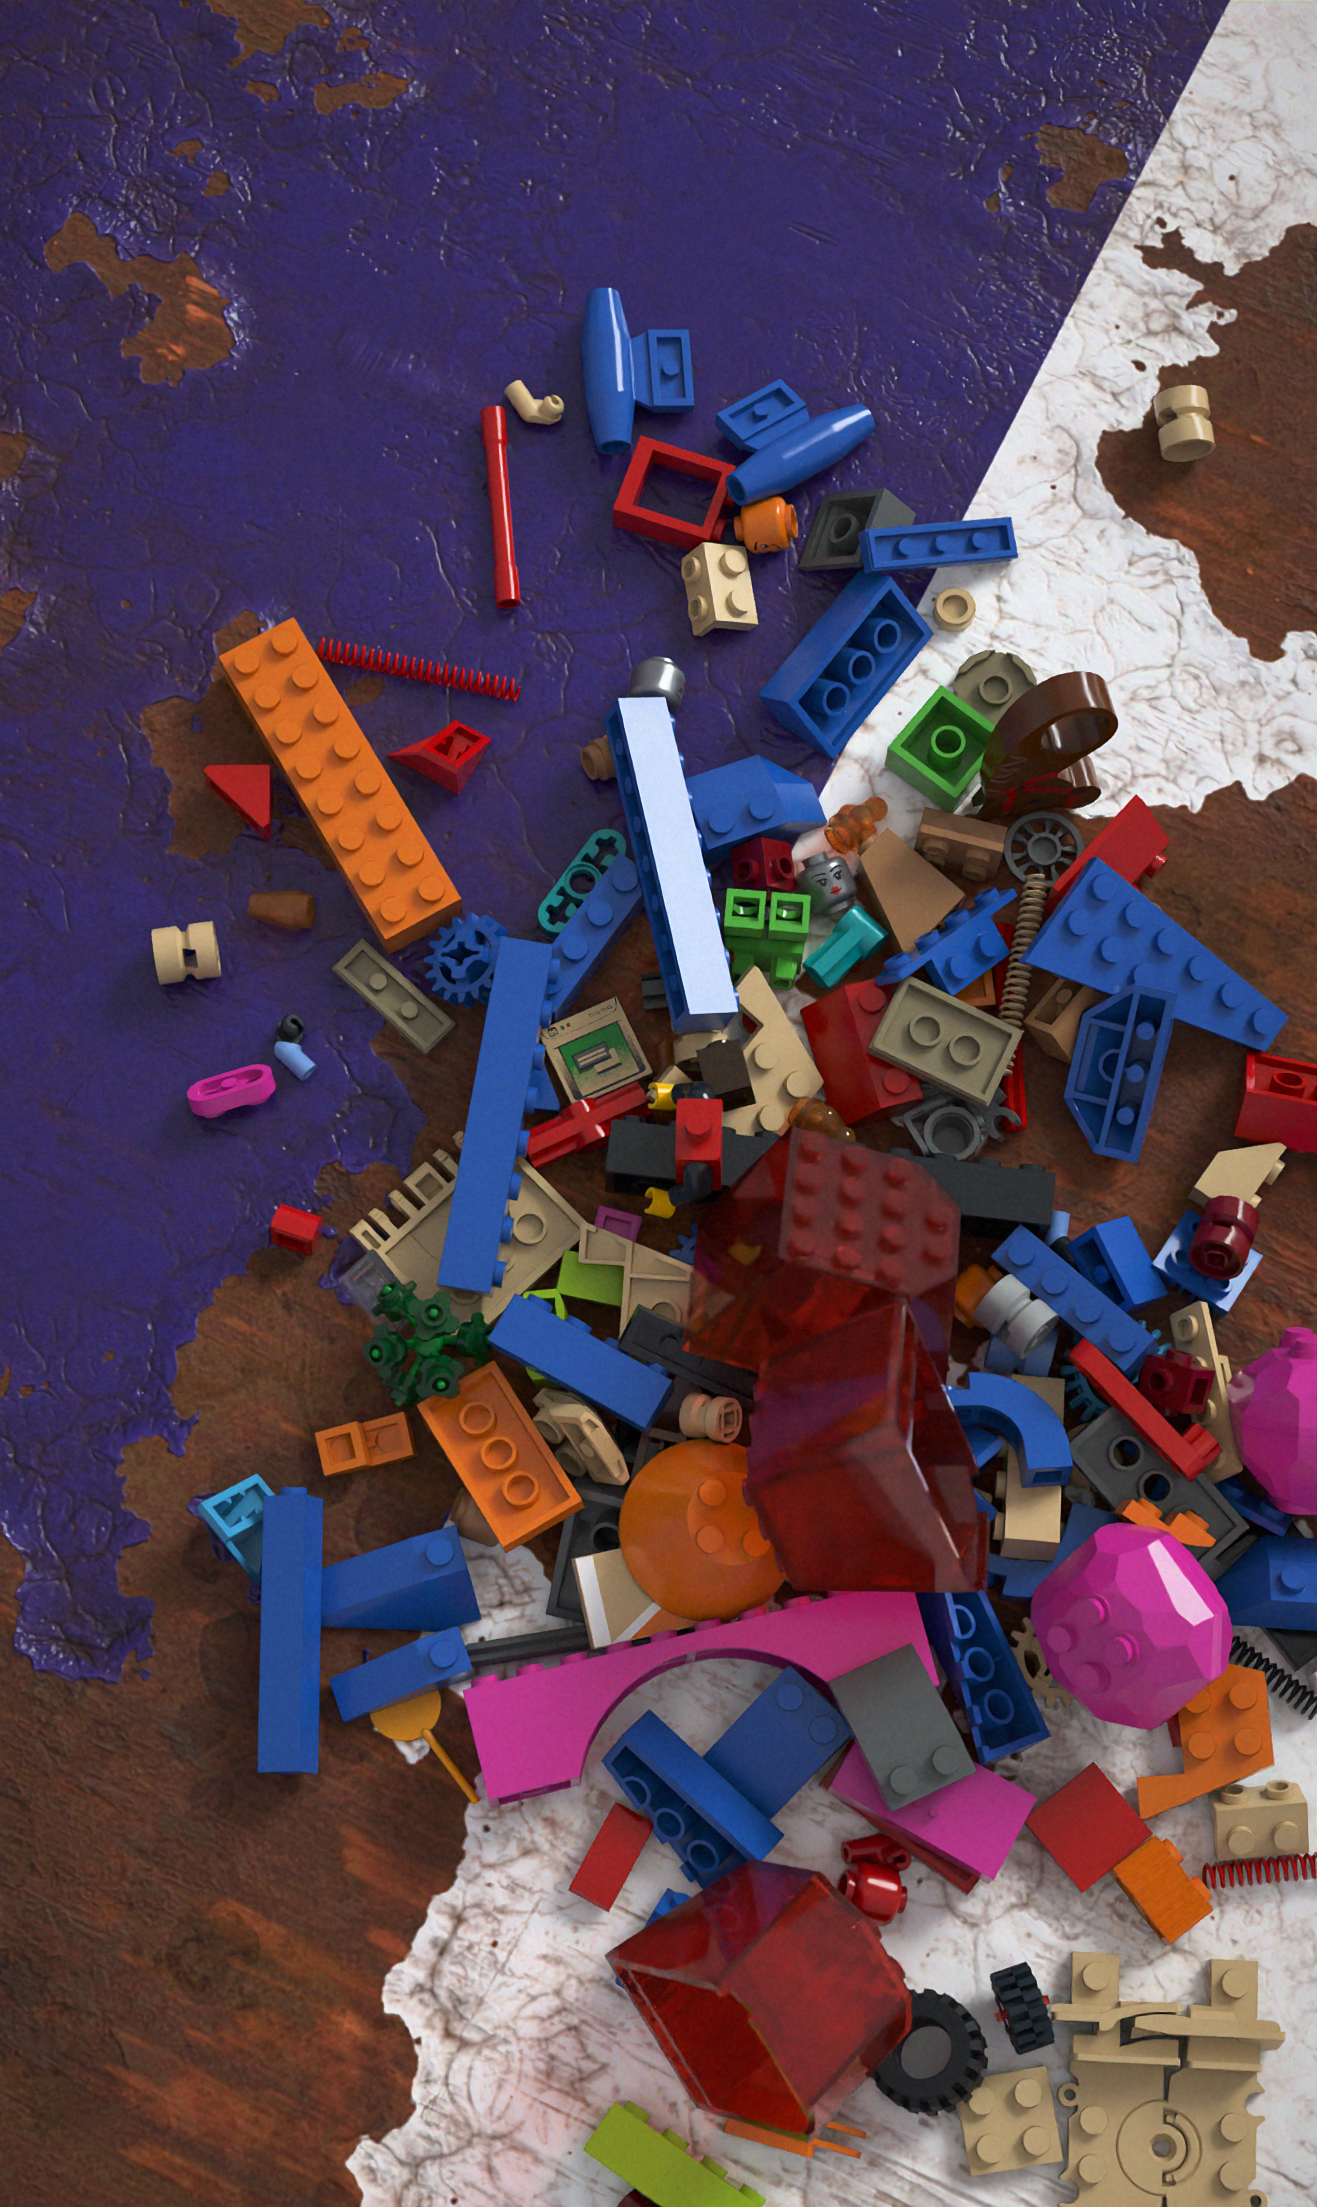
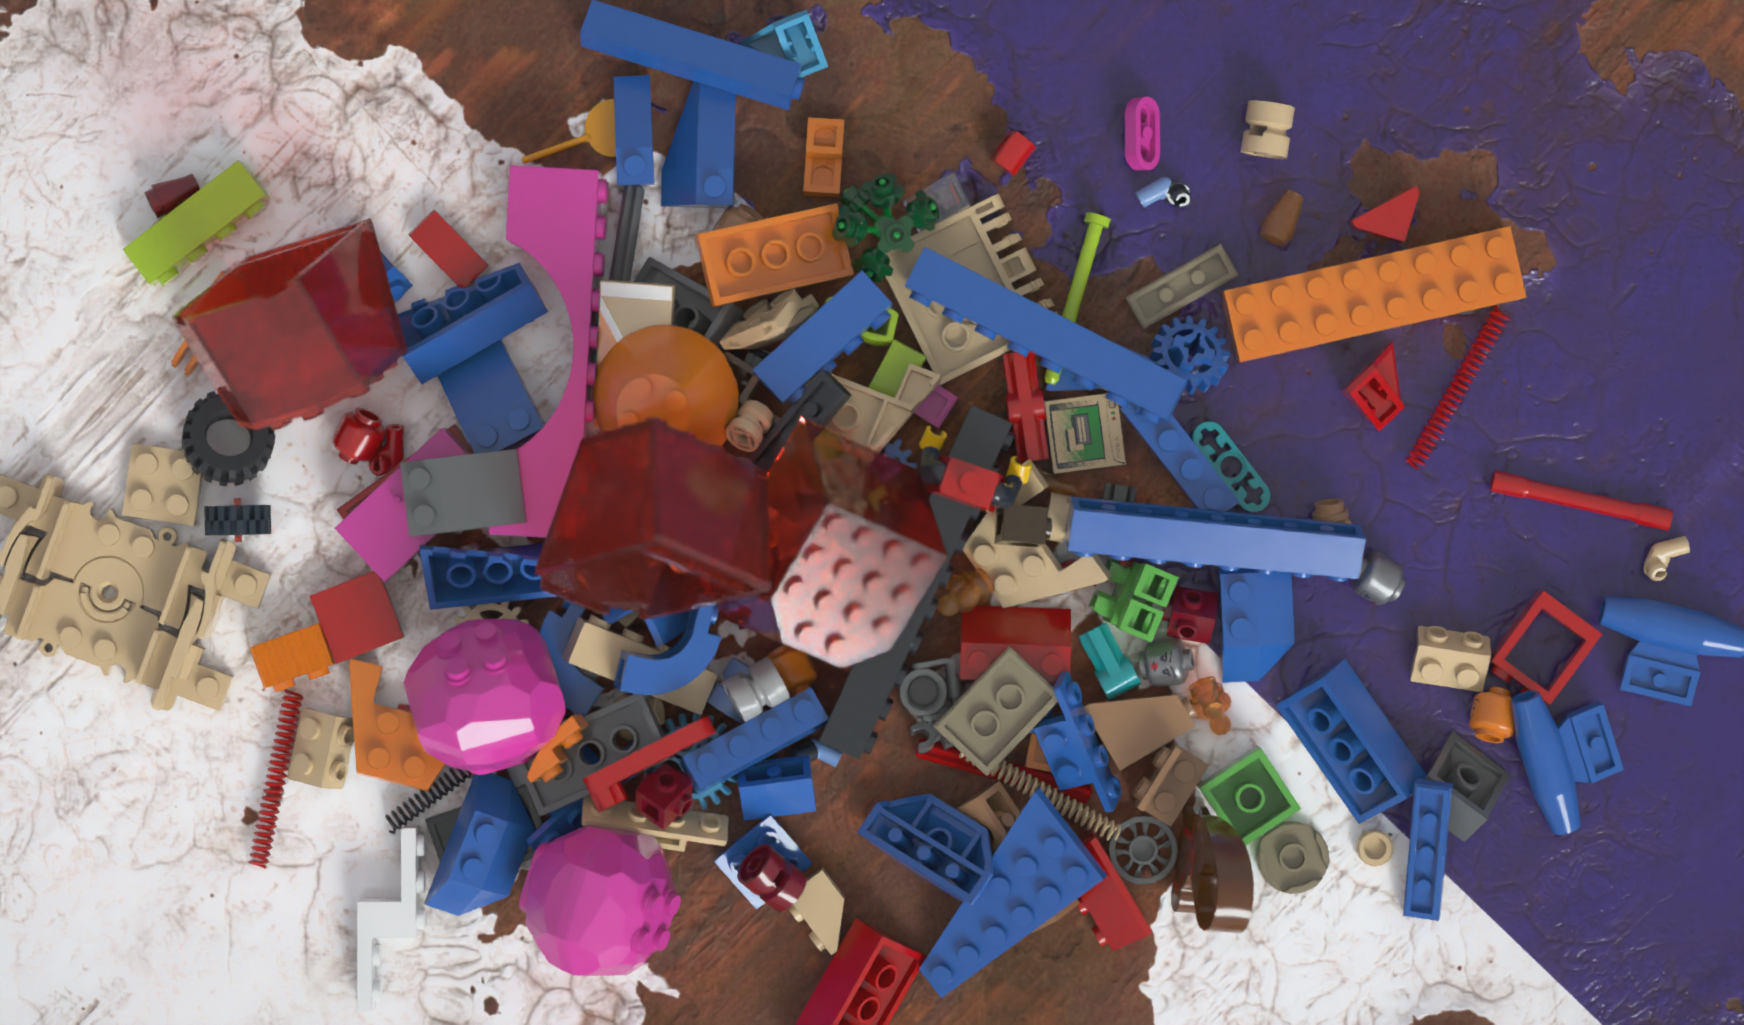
camera: 110 degrees right, 15 degrees up
(414, 1109) = (1095, 225): none -> lime bar

